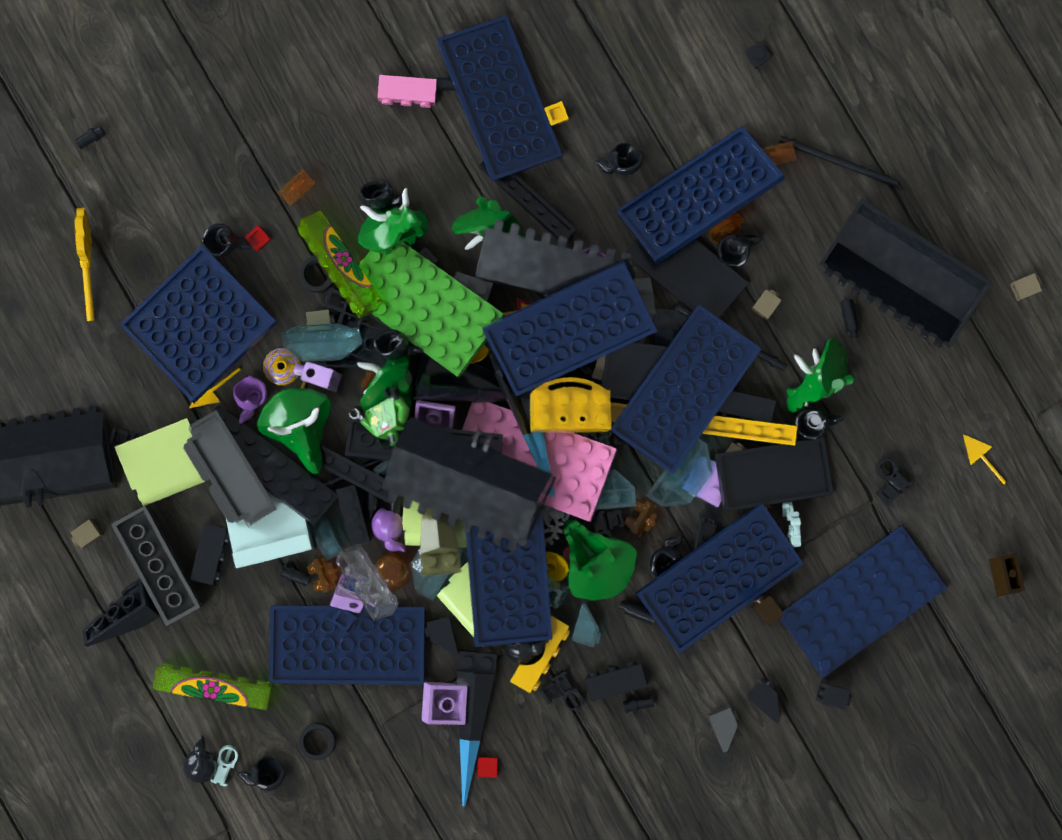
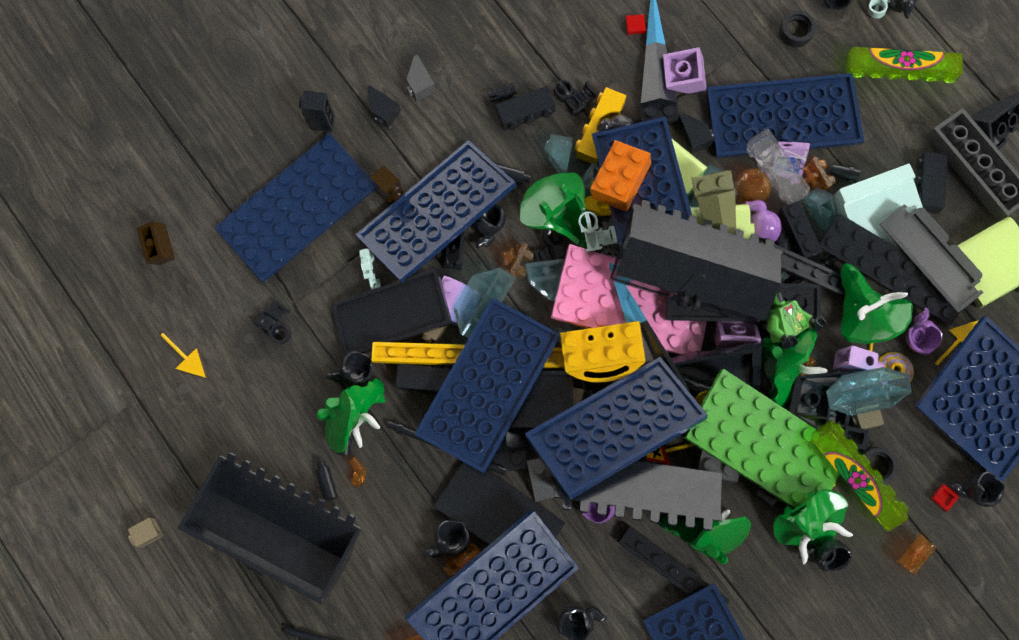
camera: 175 degrees right, 10 degrees down
(394, 345) = (791, 396): black hair -> none
(531, 582) = (620, 175): none -> orange brick
(564, 525) = (595, 238): none -> light aqua piece
(766, 304) = (412, 485): dark tan brick -> none
(816, 323) = (360, 472): none -> clear orange arm

